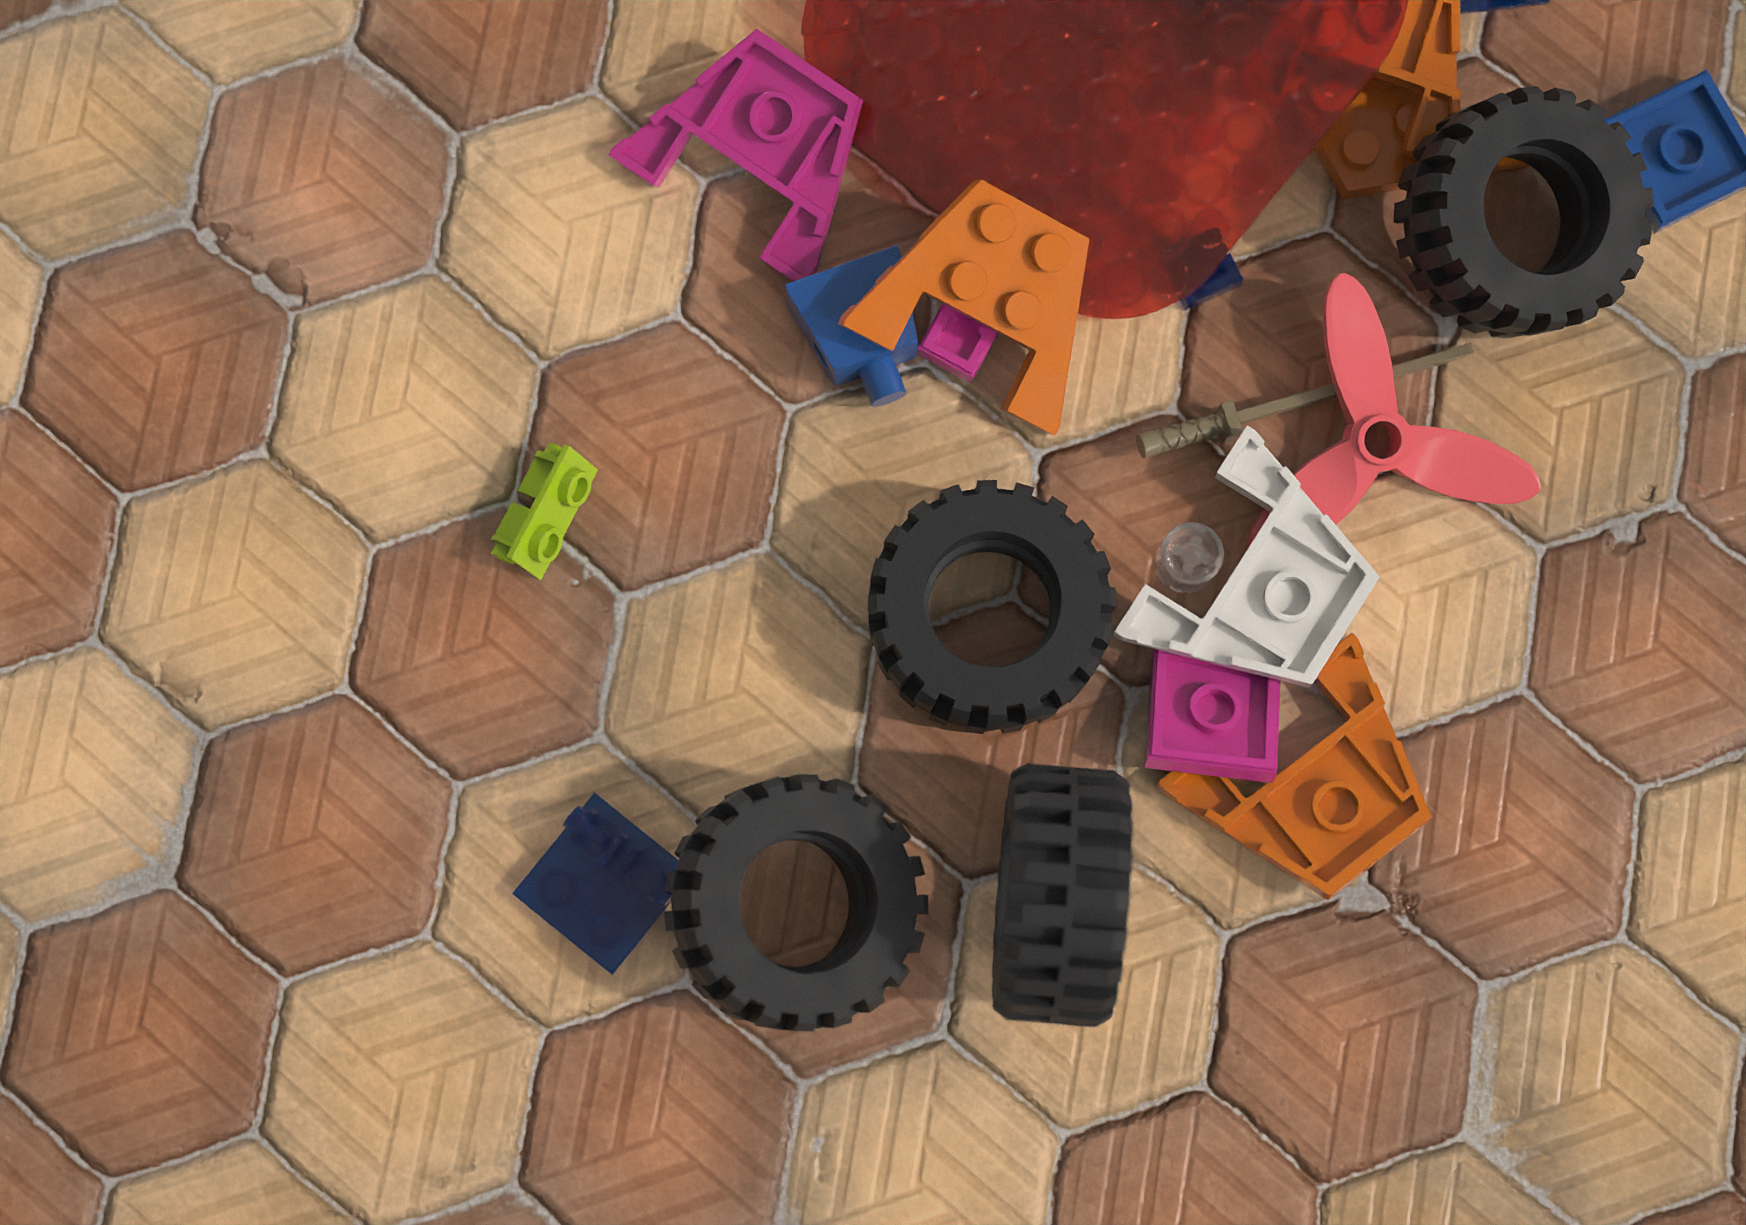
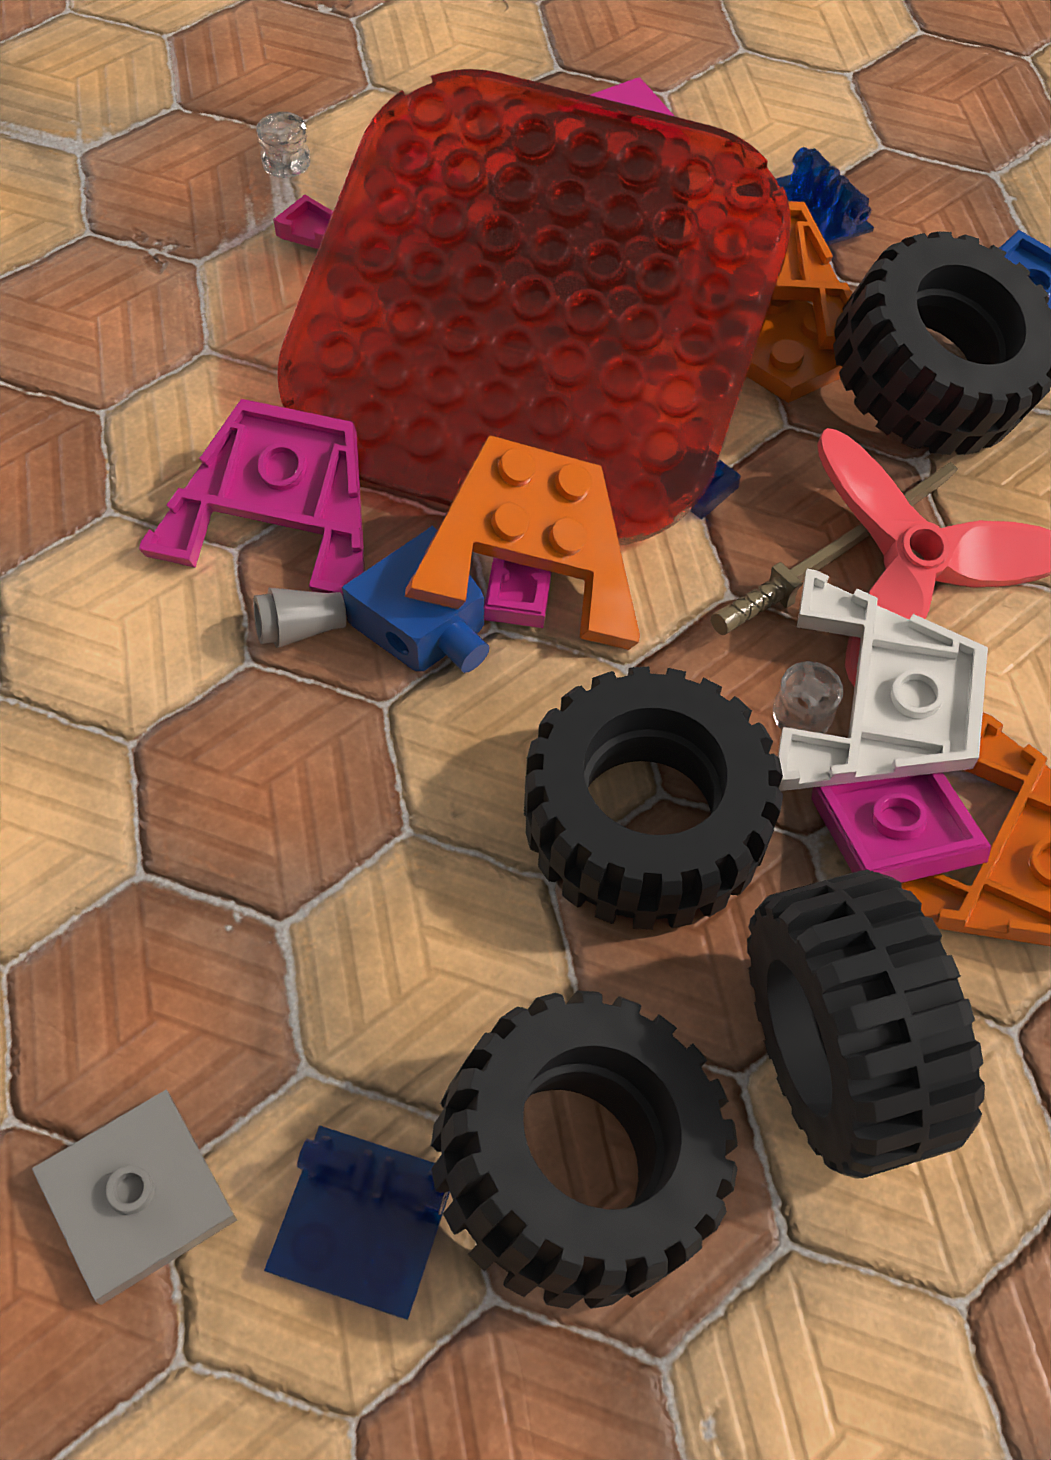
camera: 20 degrees left, 20 degrees down
(427, 791) = (133, 1196): none -> light grey plate
(534, 536) = (181, 843): lime hinge -> none
(735, 287) = (294, 615): none -> light grey cone

